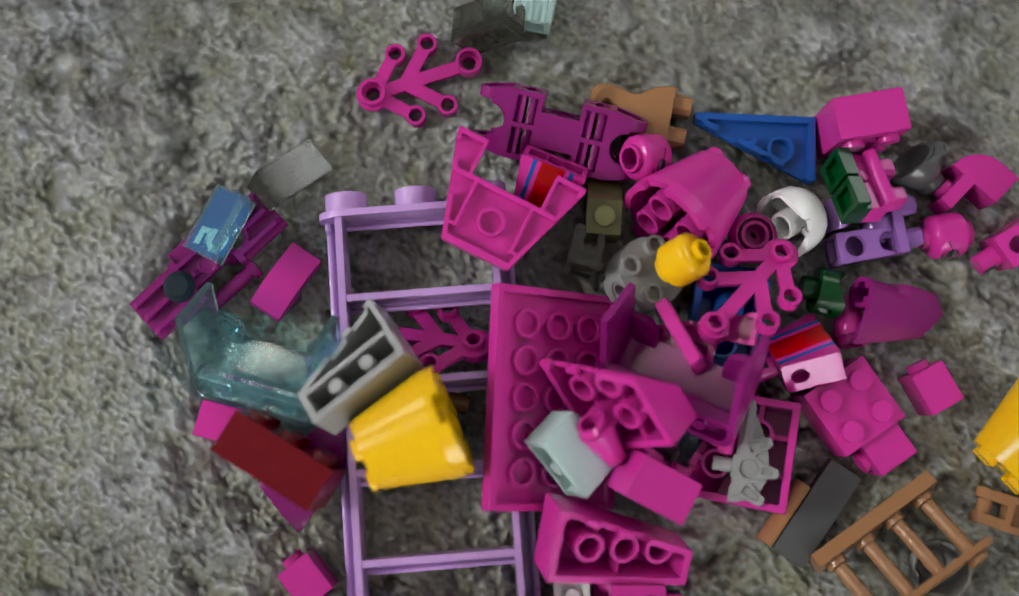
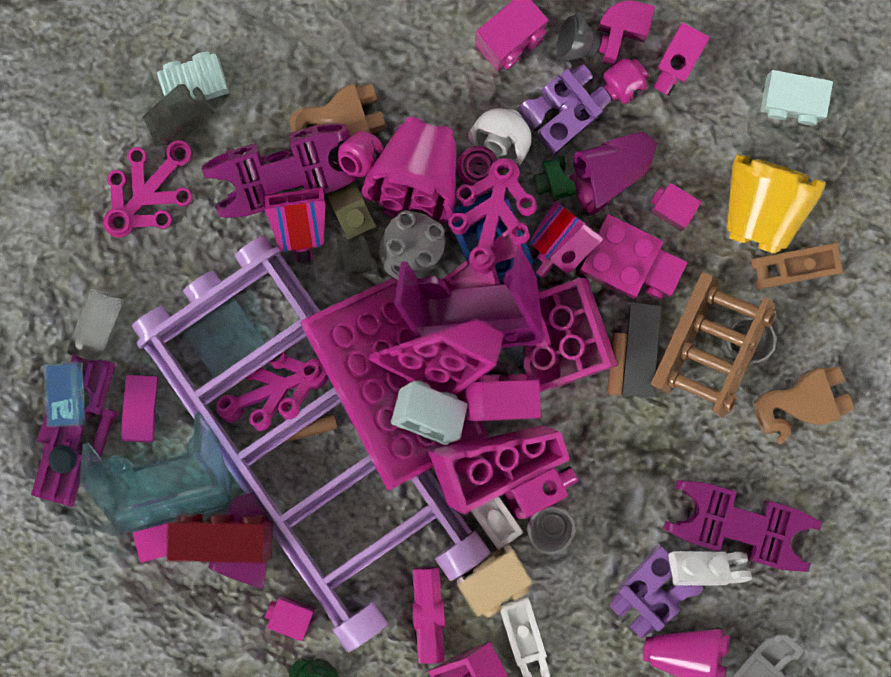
camera: 35 degrees left, 5 degrees up
(360, 371) = (240, 442): light grey wedge -> none
(407, 258) = (223, 337): none -> clear light blue plate
(411, 435) = (306, 466): yellow cone -> none
(491, 220) = (274, 273): dark pink wing -> none
(600, 435) = (444, 388): dark pink cone -> none
(681, 336) = (462, 279): dark pink tile -> none
(683, 260) = (431, 222): yellow head -> none
(750, 464) = (566, 343): light grey piece -> none
(777, 140) = (454, 78): blue wing -> none
(861, 186) = (536, 85): hips -> none

